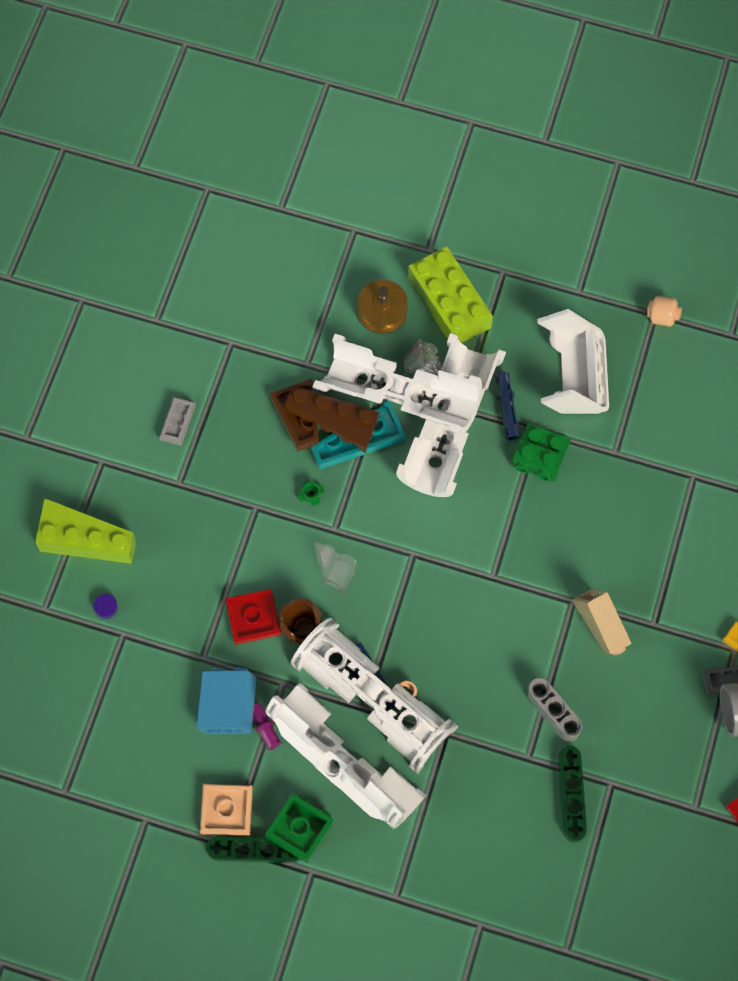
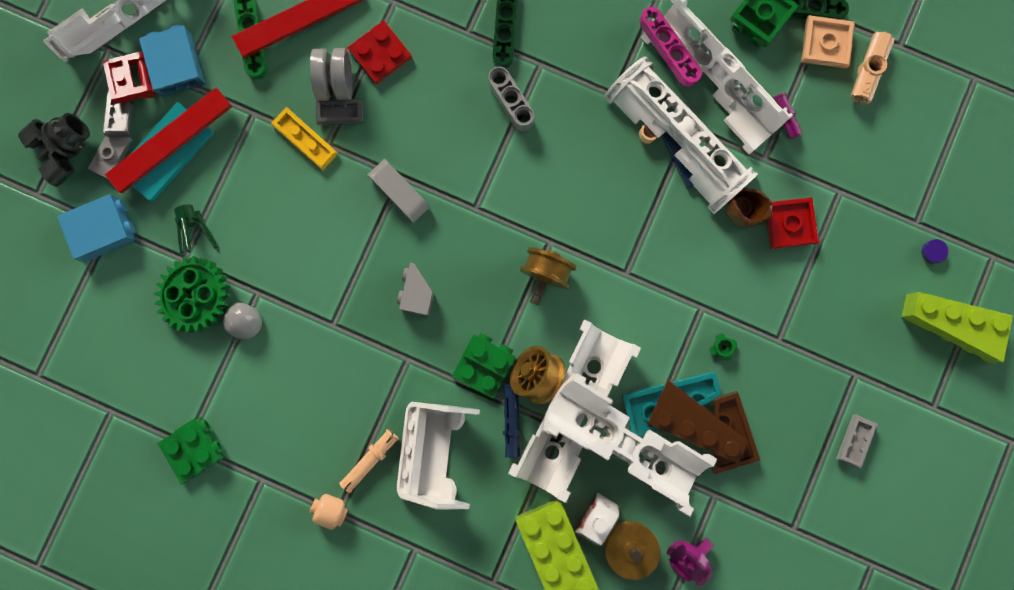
camera: 170 degrees left, 15 degrees up
(174, 799) = (876, 56): none -> light nougat piece
(226, 701) = (824, 137): dark azure brick -> none
(329, 301) = (690, 561): none -> magenta tile
(335, 569) = (708, 262): clear slope -> none
(393, 782) = (666, 48): none -> dark pink beam
(416, 323) = (598, 520): none -> white torso
(422, 357) = (596, 474): clear slope -> none
(490, 441) = (537, 375): none -> pearl gold wheel
(494, 538) = (548, 269): none -> pearl gold wheel
(602, 621) = (452, 180): tan slope -> none
(617, 508) = (417, 294): none -> light grey slope
(630, 365) = (375, 453): none -> light nougat pin
(653, 605) = (398, 190): none -> light grey beam
(699, 749) = (379, 52): none -> red plate

